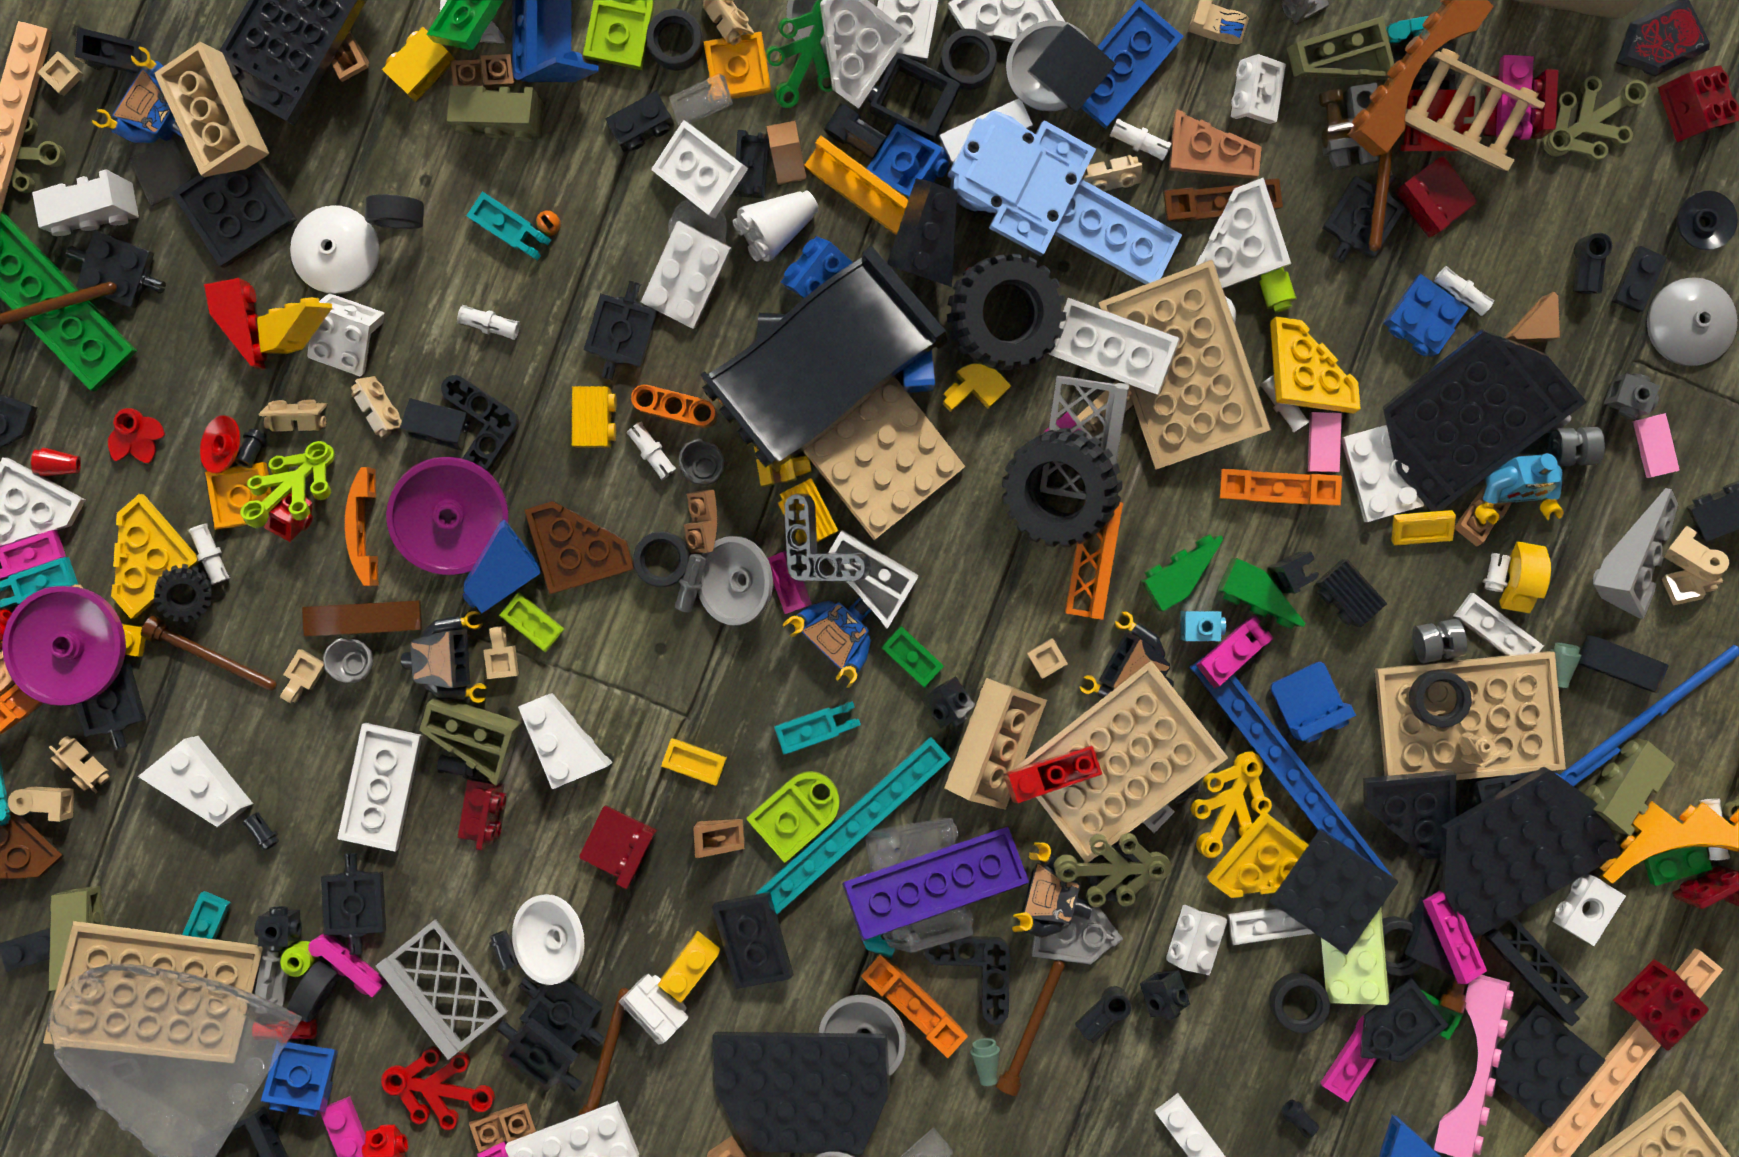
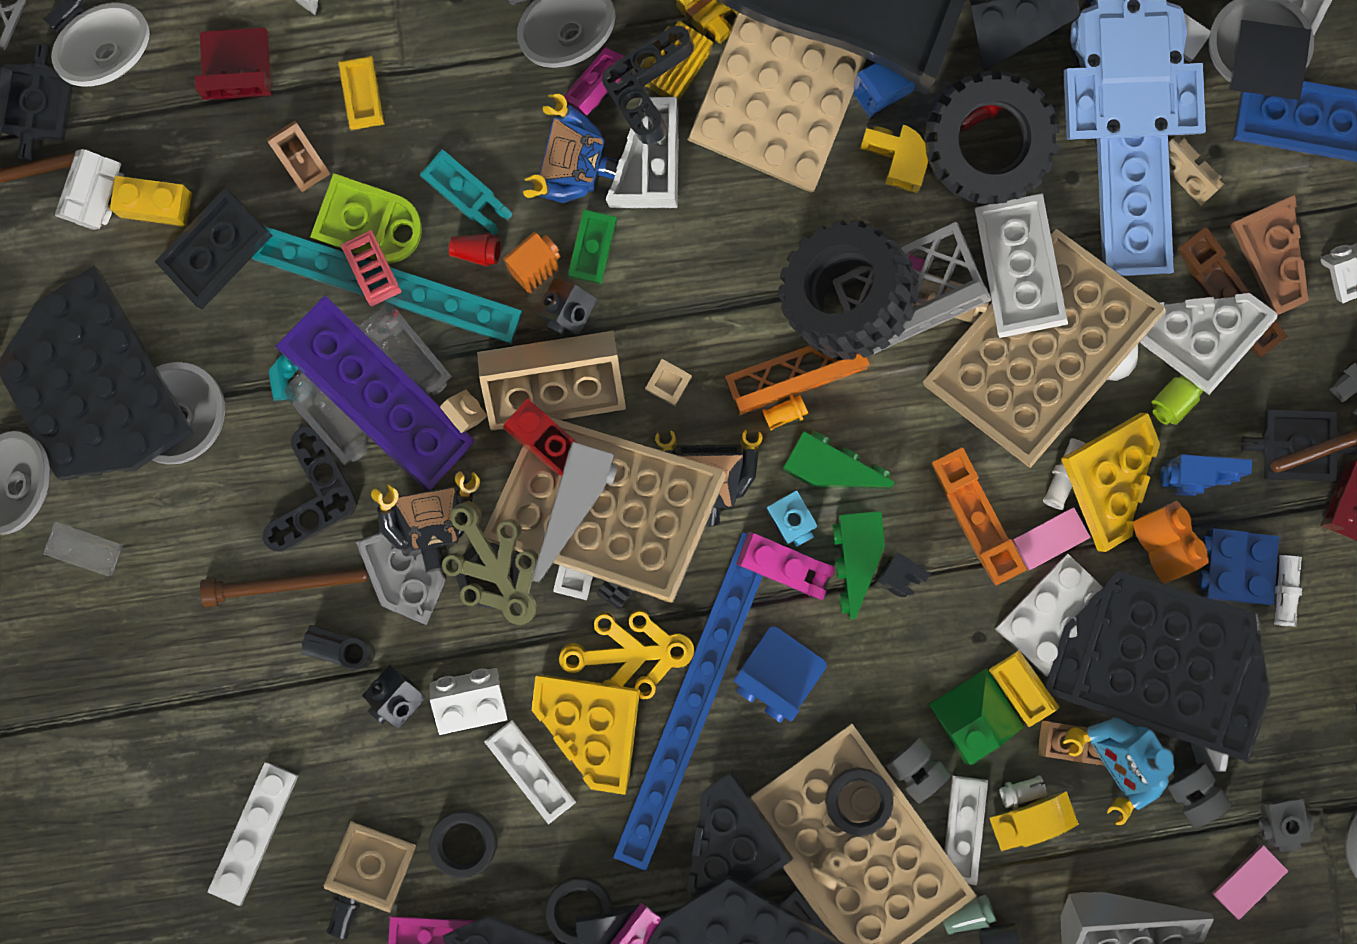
camera: 60 degrees right, 5 degrees down
(860, 823) = (383, 292): none -> coral slope
(865, 741) = (477, 248): none -> red cone
(902, 709) = (533, 261): none -> orange brick
(915, 1005) = (240, 449): orange slope -> none
(981, 822) = (463, 411): none -> tan plate
(986, 1057) = (223, 554): sand green cone -> none
(1103, 778) = (579, 487): none -> light grey slope
(1118, 584) = (785, 412): none -> light orange pin
(1140, 139) = (1243, 178): white pin -> none
(1277, 1080) = (370, 866): none -> tan plate
(1333, 891) = (598, 804): black plate -> none
(1346, 306) = (1193, 474): none -> blue plate
(1350, 594) = (912, 651): black brick -> none
(1361, 973) = (555, 861): yellowish green plate -> none
(1381, 357) = (1170, 542): none -> orange brick
(1424, 574) = (976, 717): none -> green slope
(1539, 323) = (1298, 685): medium nougat slope -> none

